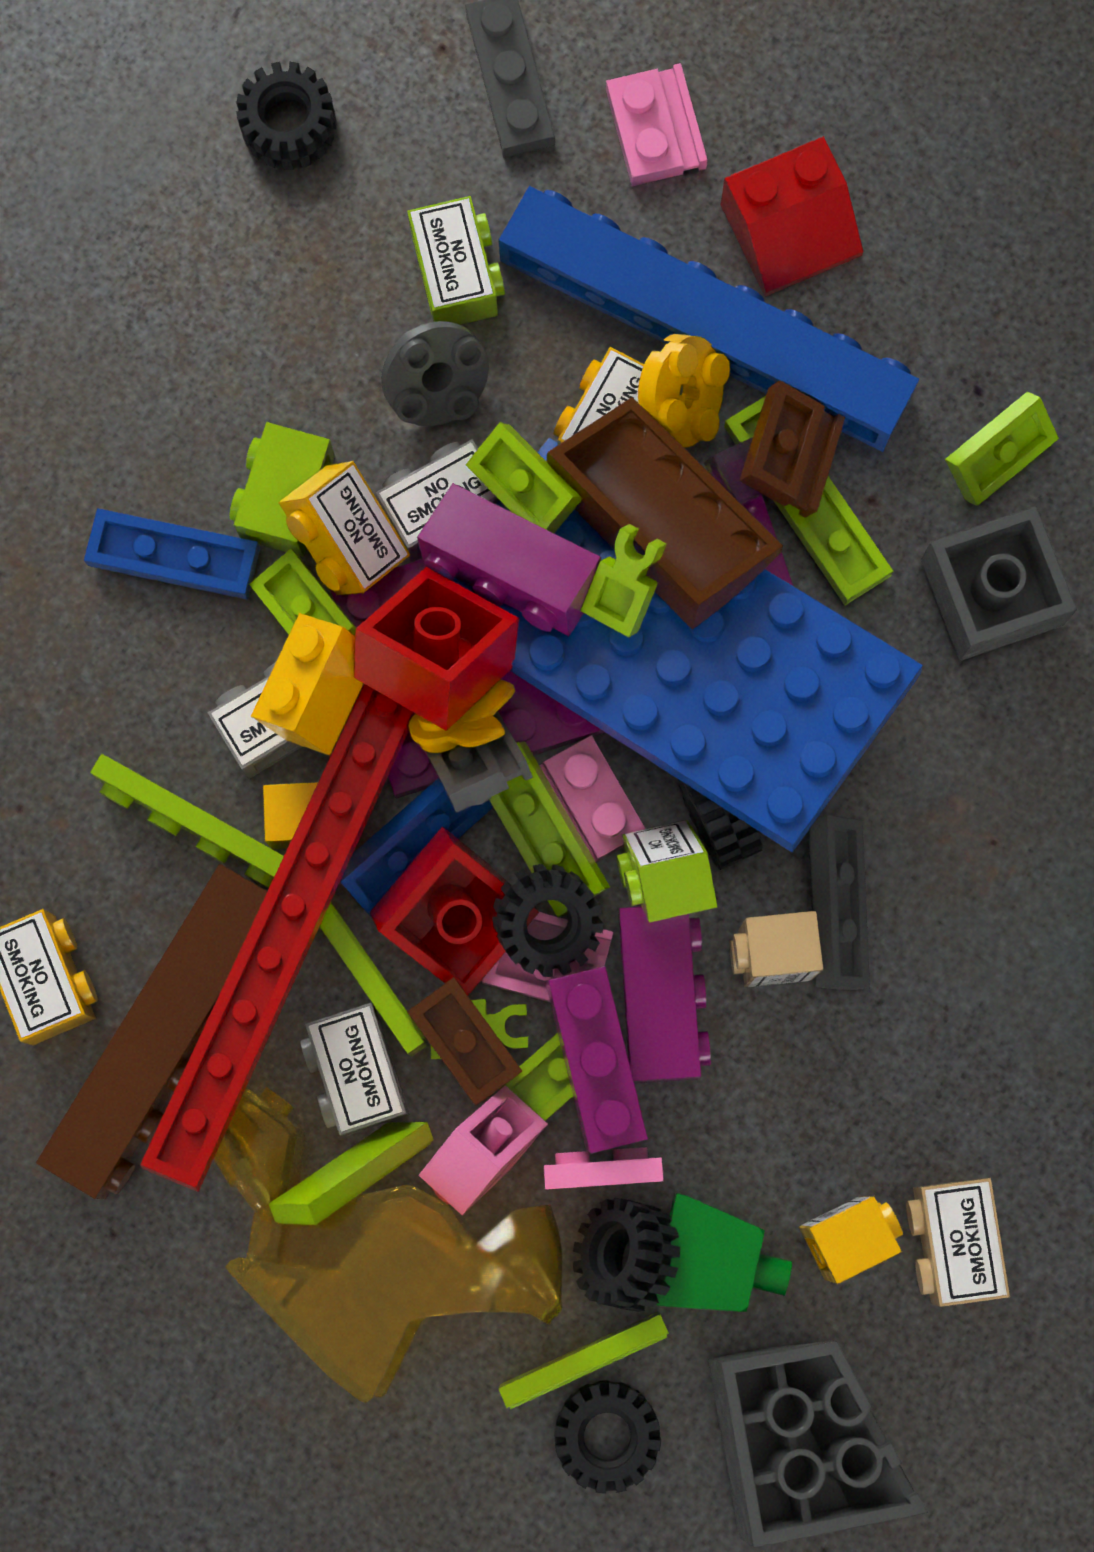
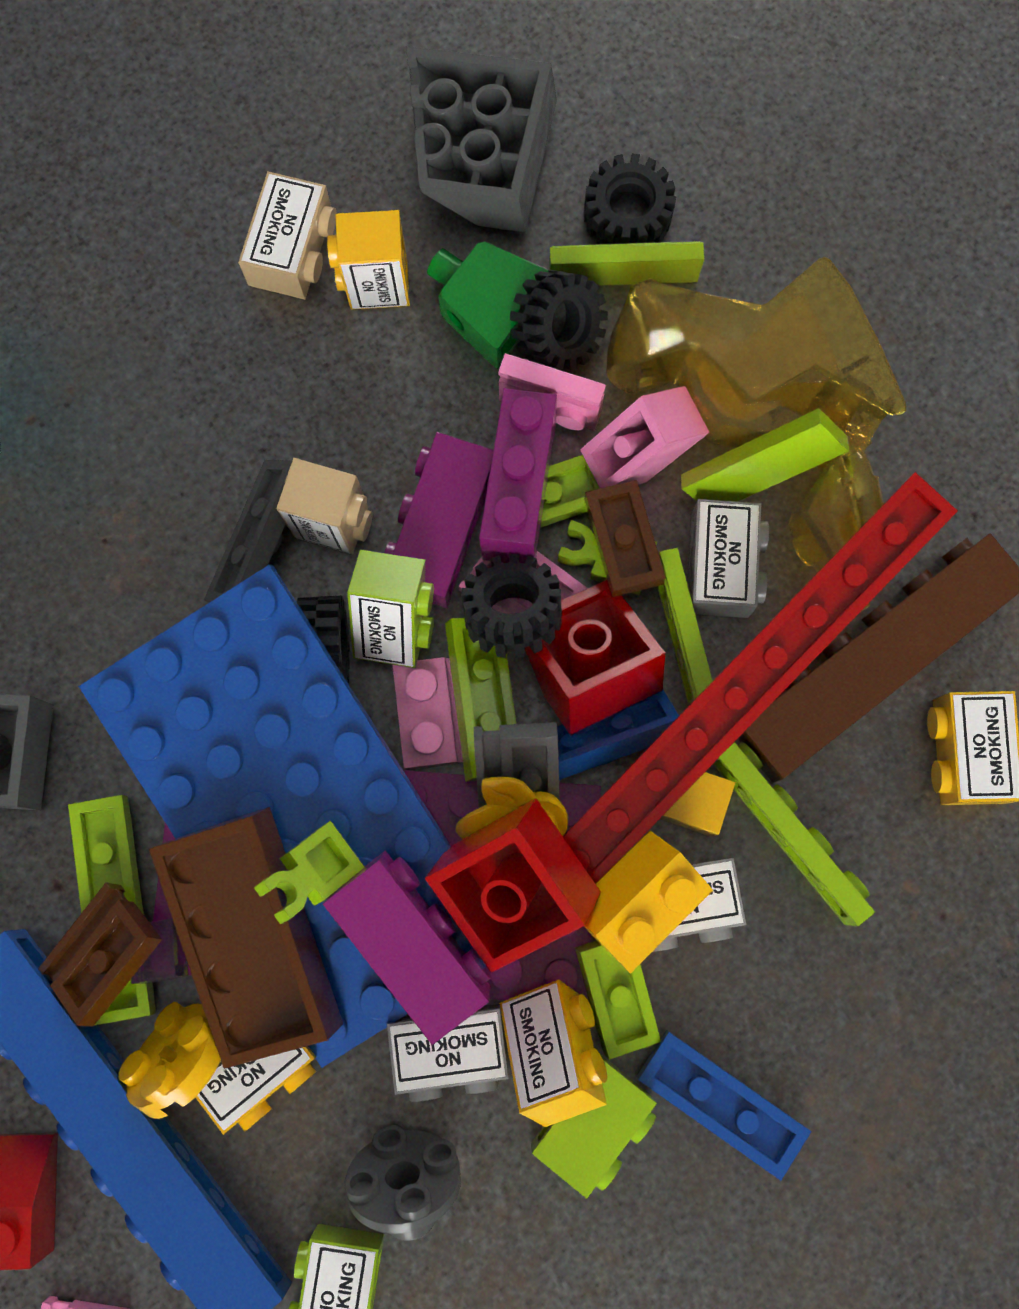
camera: 160 degrees left, 0 degrees up
(523, 479) = (363, 1024): lime plate -> none

